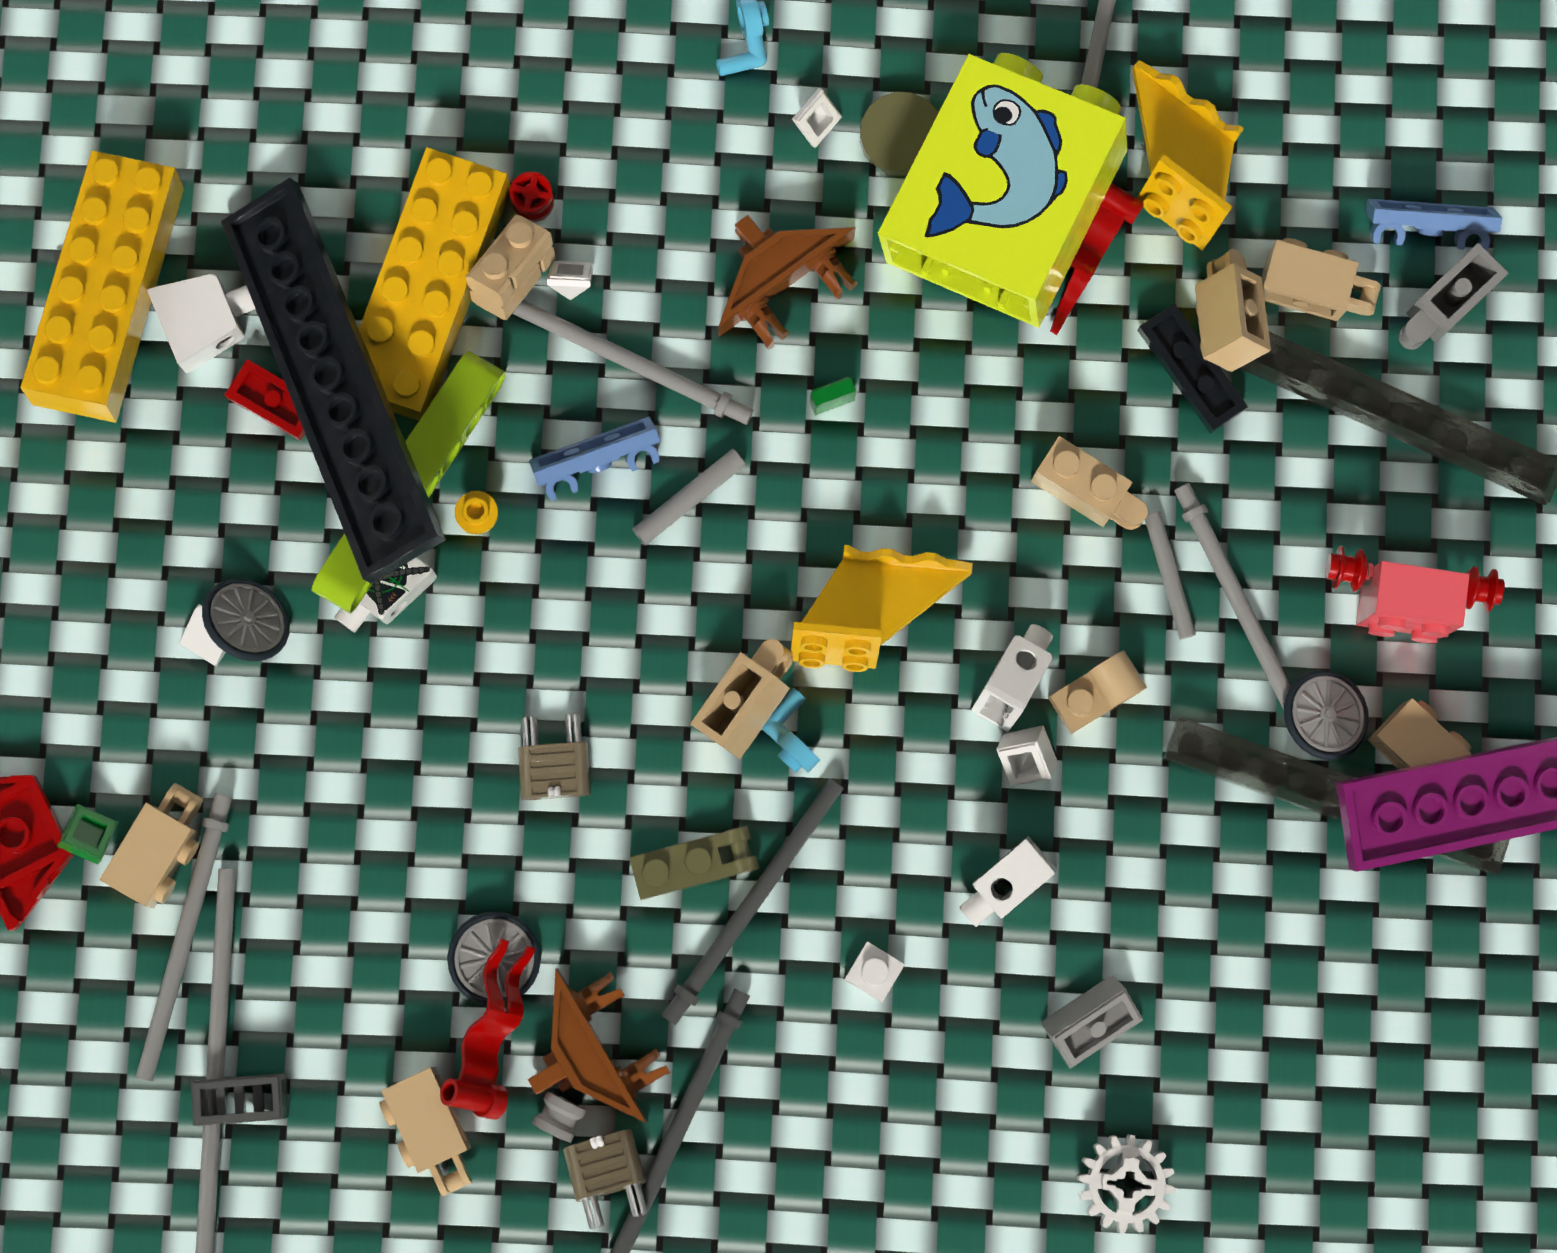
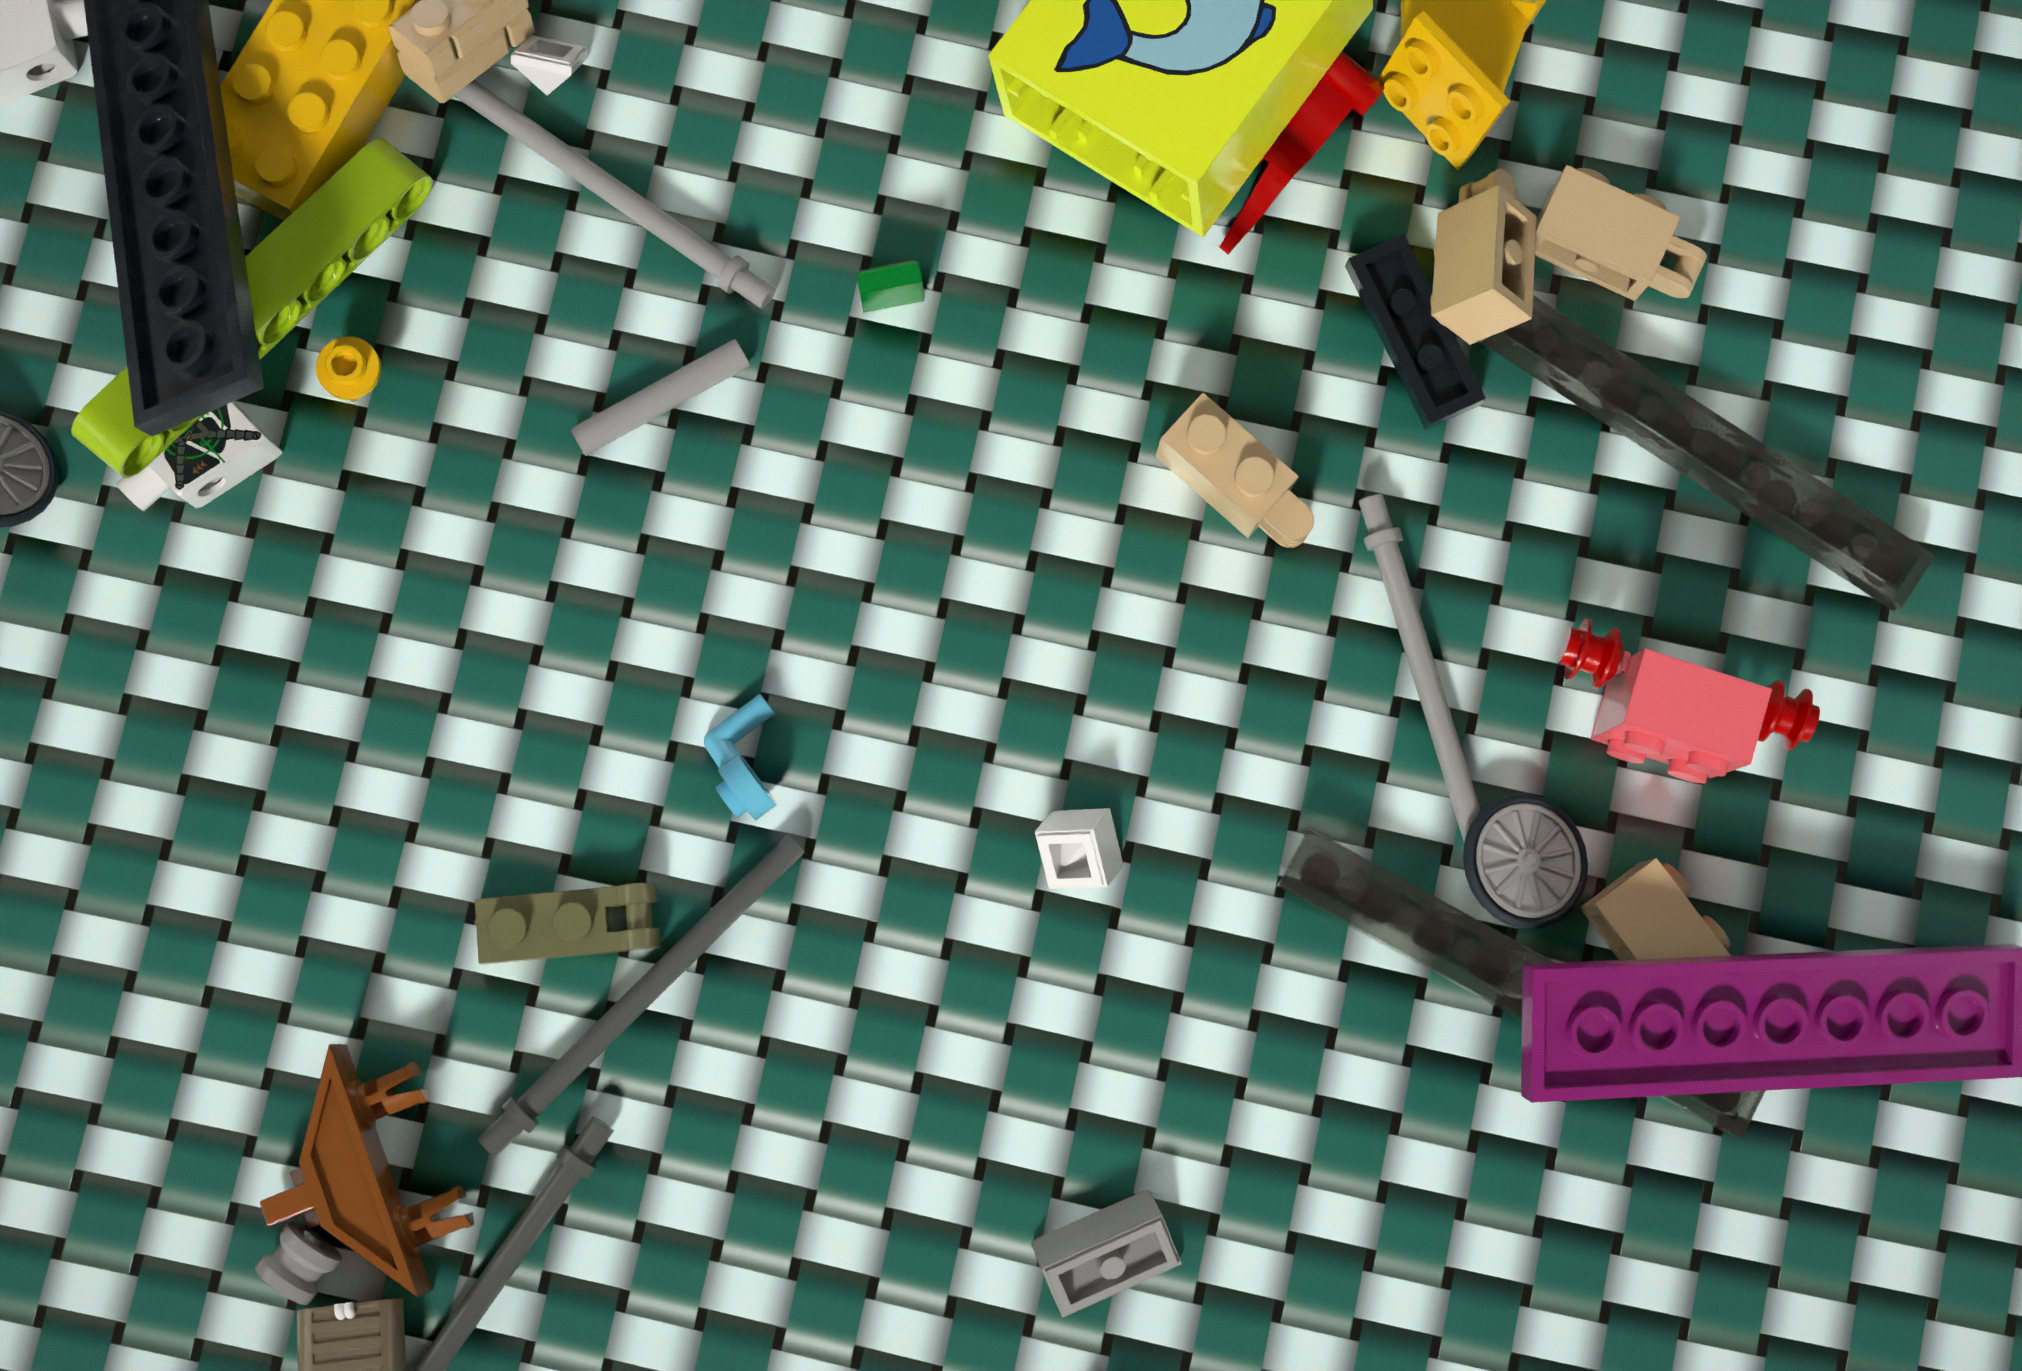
camera: 10 degrees right, 0 degrees up
(266, 398) = (72, 148): red plate -> none
(428, 1128) = (105, 1248): tan brick -> none
(476, 1084) = (203, 1137): red flag -> none
(477, 941) = (252, 1013): light grey wheel -> none
(553, 769) = (390, 752): dark tan piece -> none
(595, 454) = (535, 316): medium blue plate -> none
(745, 698) = (681, 697): tan brick -> none
(775, 263) = (841, 88): dark orange connector -> none
(869, 603) = (885, 590): yellow piece -> none
(874, 972) = (800, 1126): white plate -> none
(1015, 678) = (1067, 743): white torso -> none
(1023, 867) = (1039, 1015): white torso -> none
(1097, 692) = (1198, 772): tan plate -> none
(1170, 575) = (1332, 622): light grey bar -> none
(1432, 220) = (1796, 178): medium blue plate -> none
(1451, 298) = (1808, 289): light grey brick -> none

